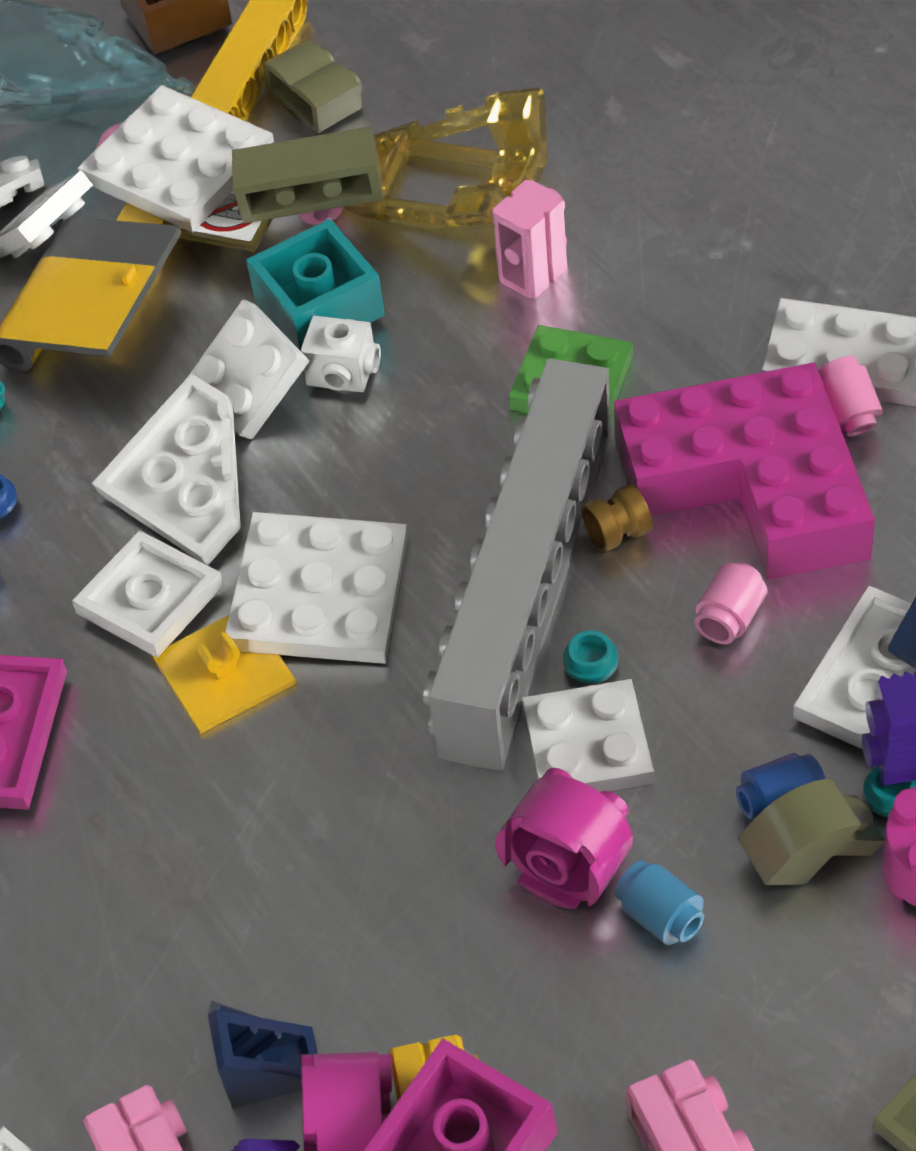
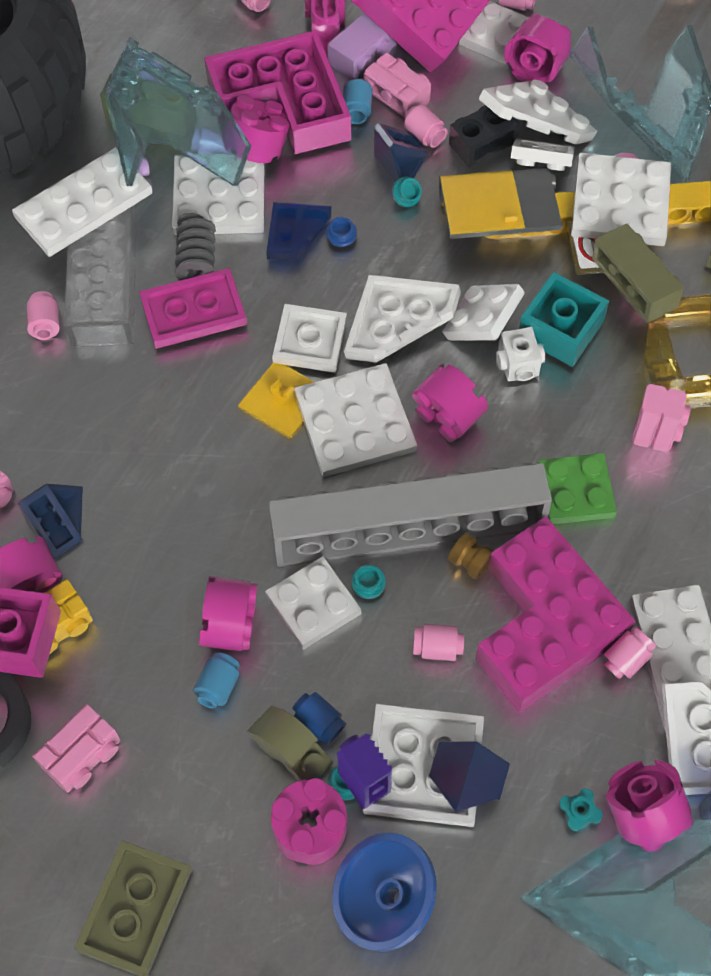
camera: 60 degrees right, 10 degrees up
(368, 452) = (449, 401): none -> dark pink brick

